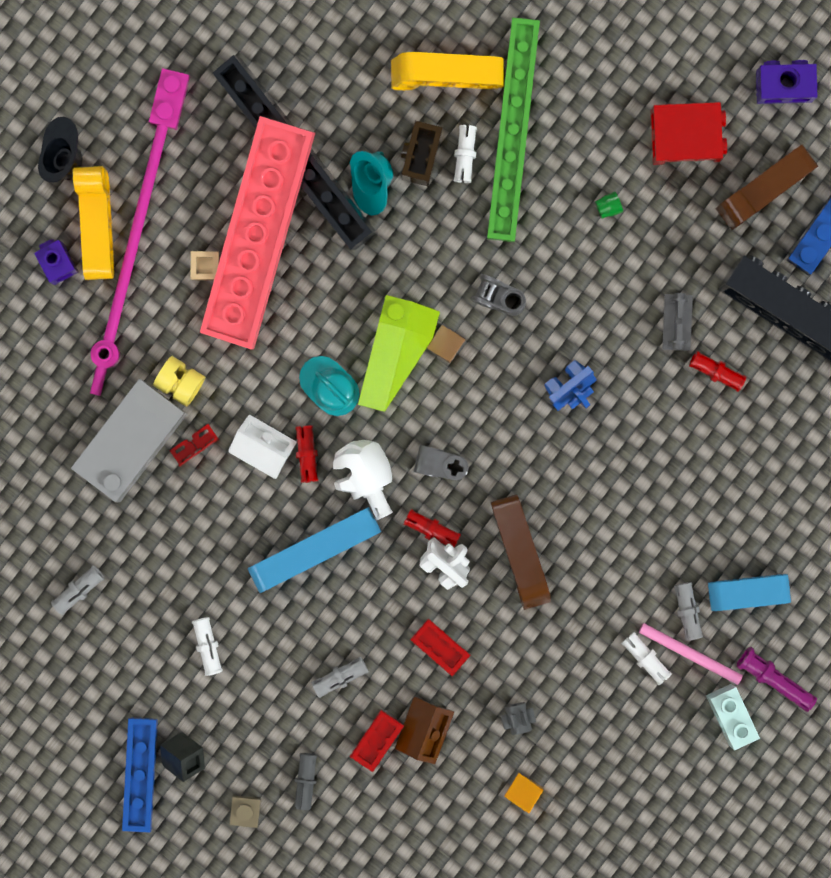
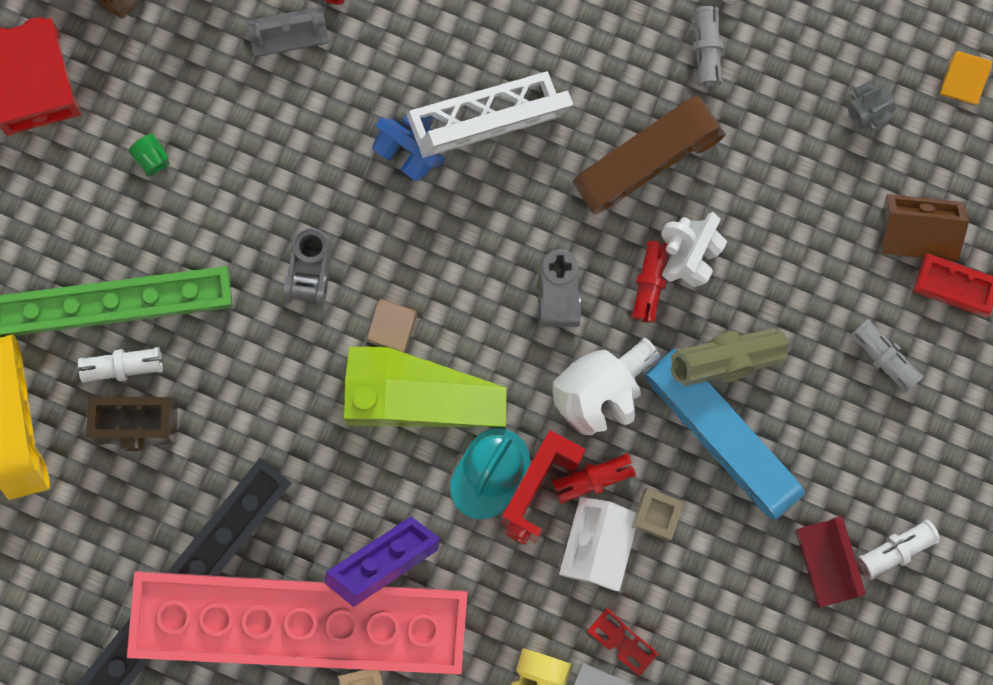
camera: 105 degrees left, 10 degrees down
(210, 597) = (830, 562): none -> dark red panel
(271, 490) = (657, 514): none -> dark tan plate
(284, 297) = (381, 561): none -> dark purple plate
(330, 429) = (553, 450): none -> red panel
(363, 566) = (729, 356): none -> olive piece
(370, 180) = (188, 484): teal piece -> none
(440, 647) = (806, 232): red plate -> none
(568, 451) = (490, 122): none -> white fence
(592, 616) = (708, 46): none -> light grey pin

